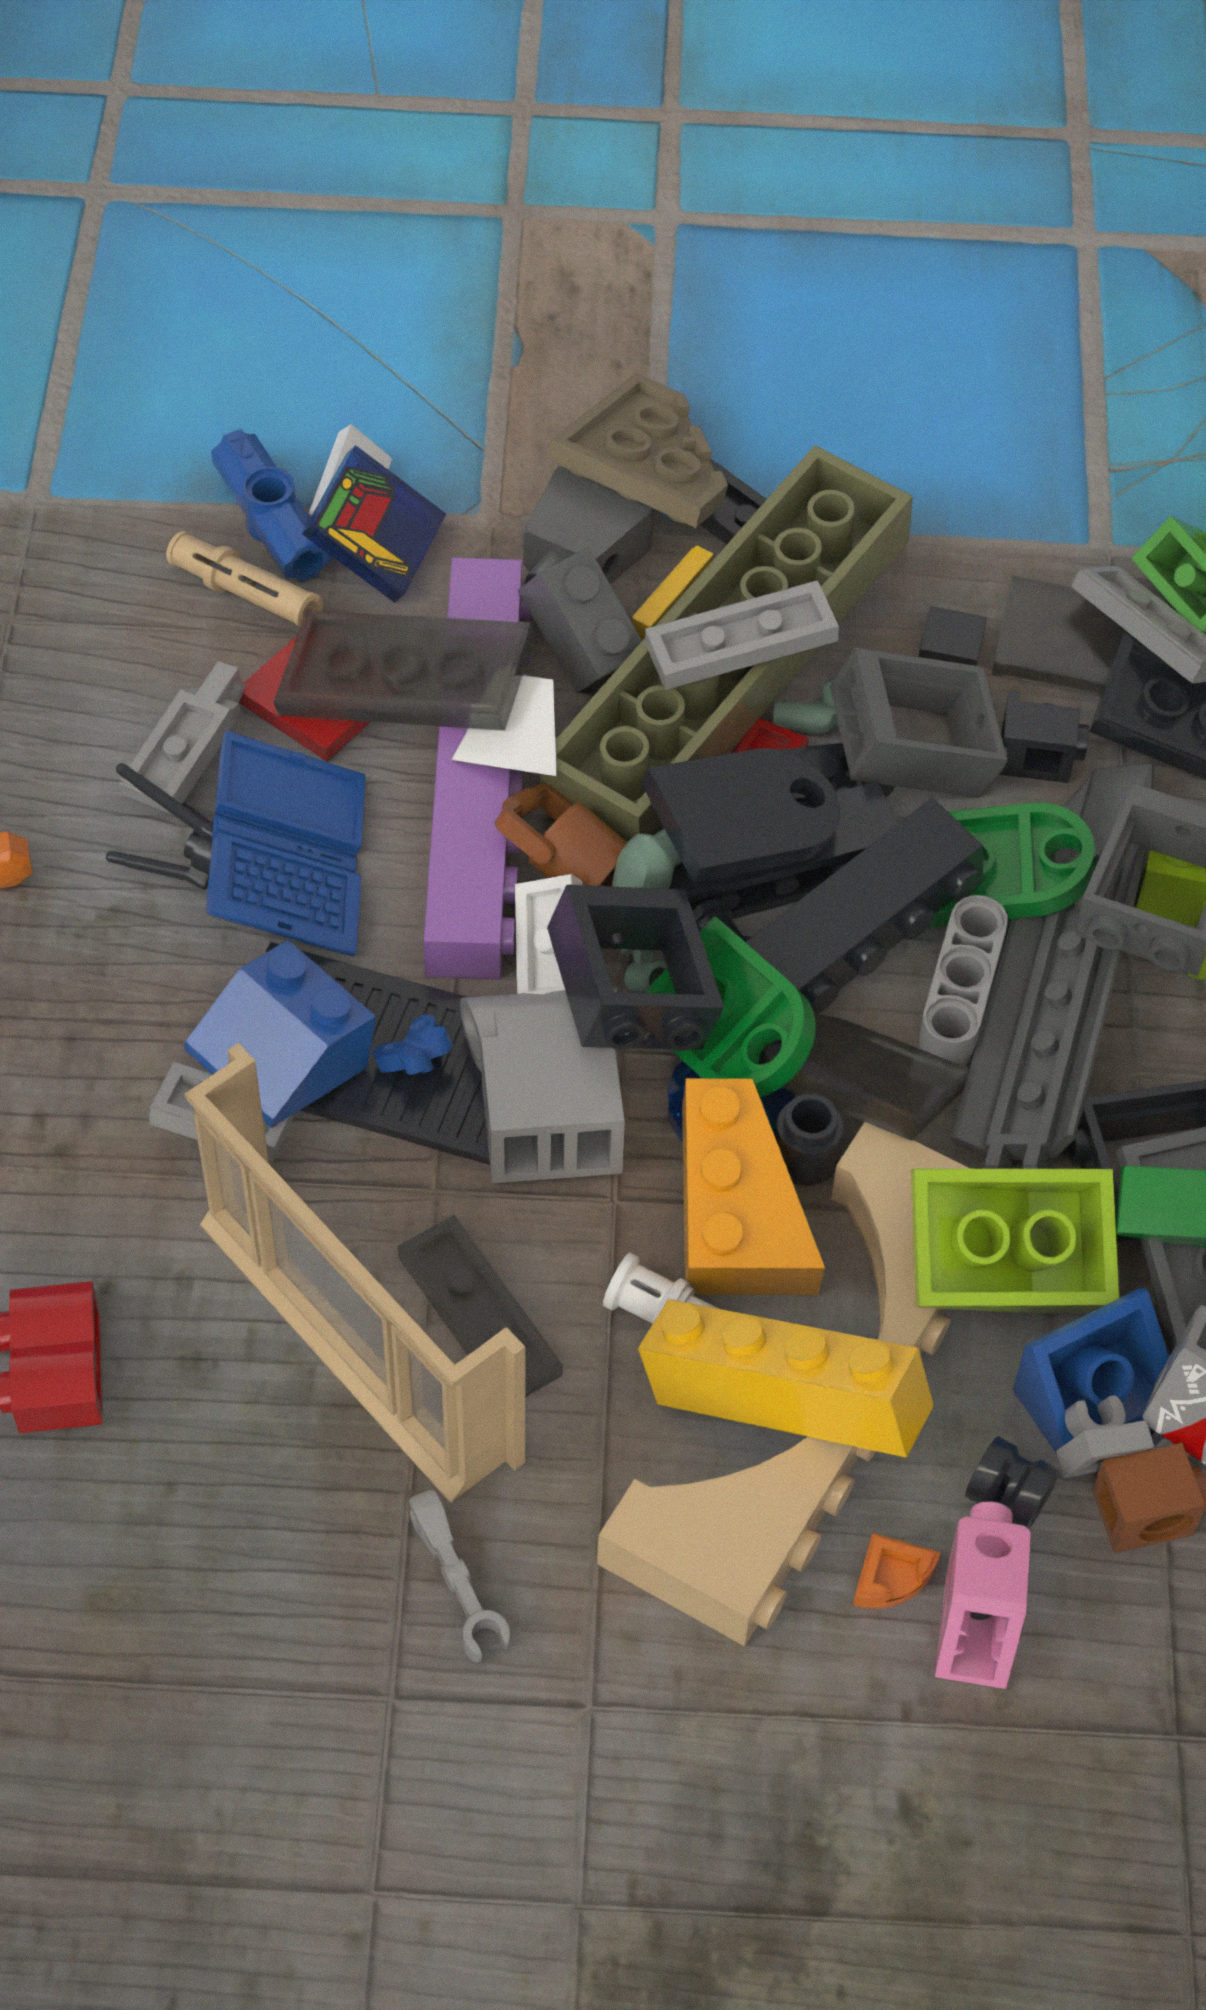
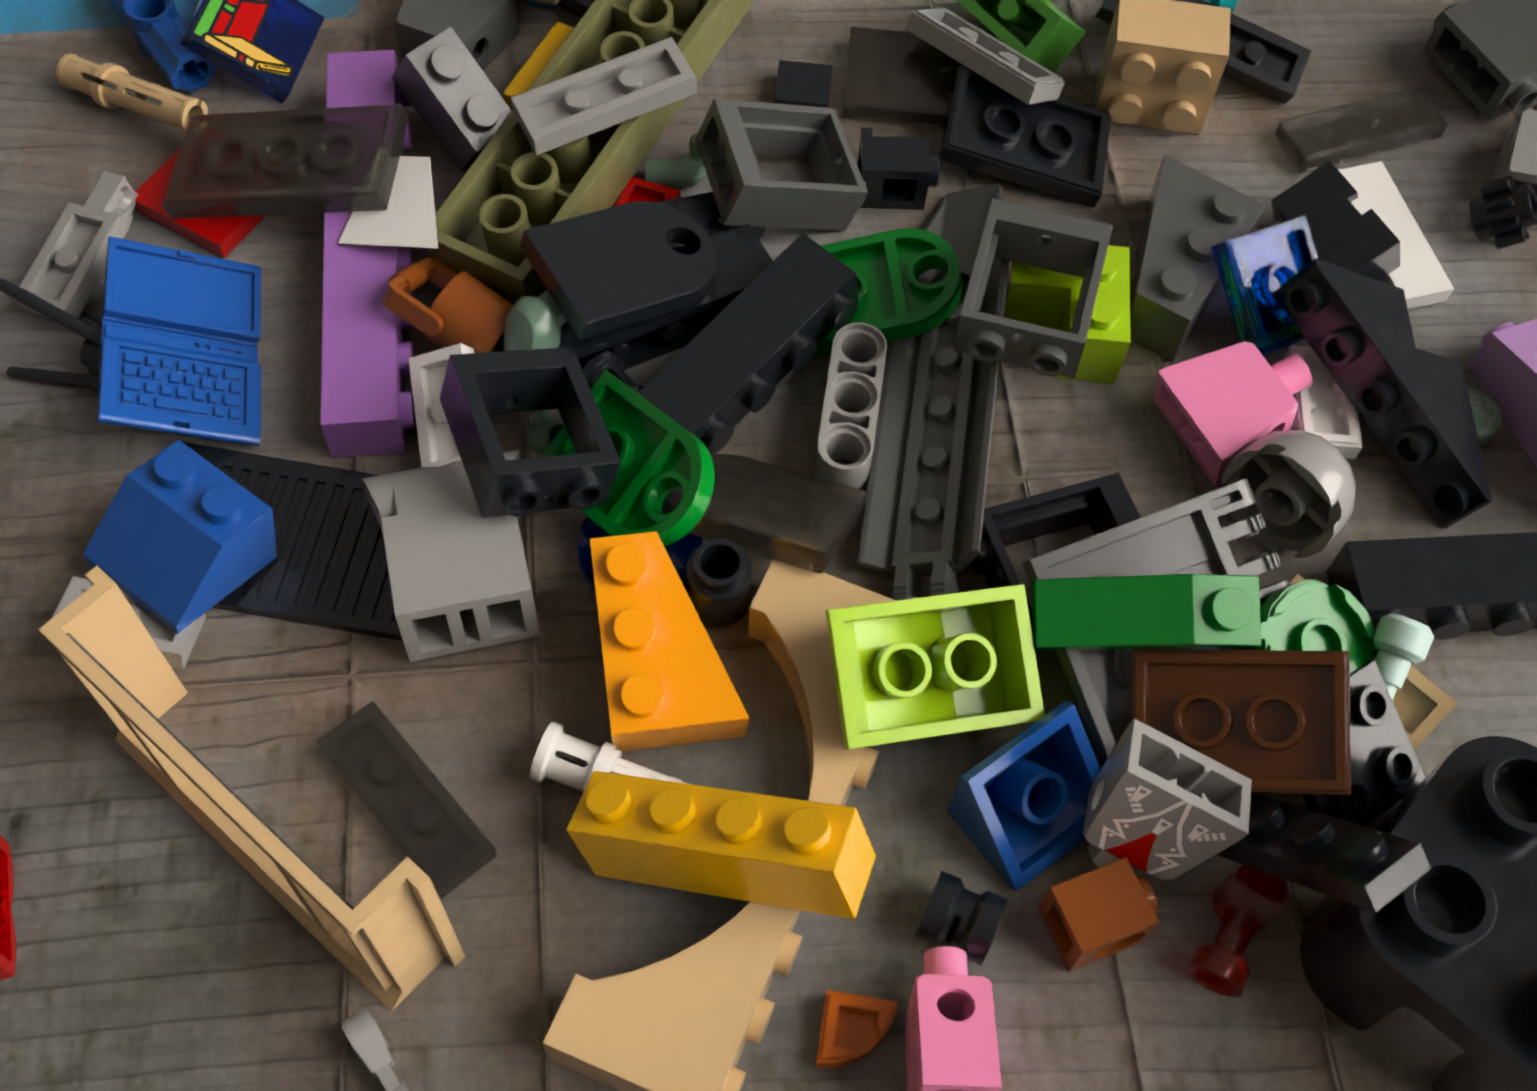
camera: 10 degrees left, 5 degrees up
(416, 1050) = (322, 537): blue piece -> none
(1100, 1442) = (1046, 865): light grey tile -> none

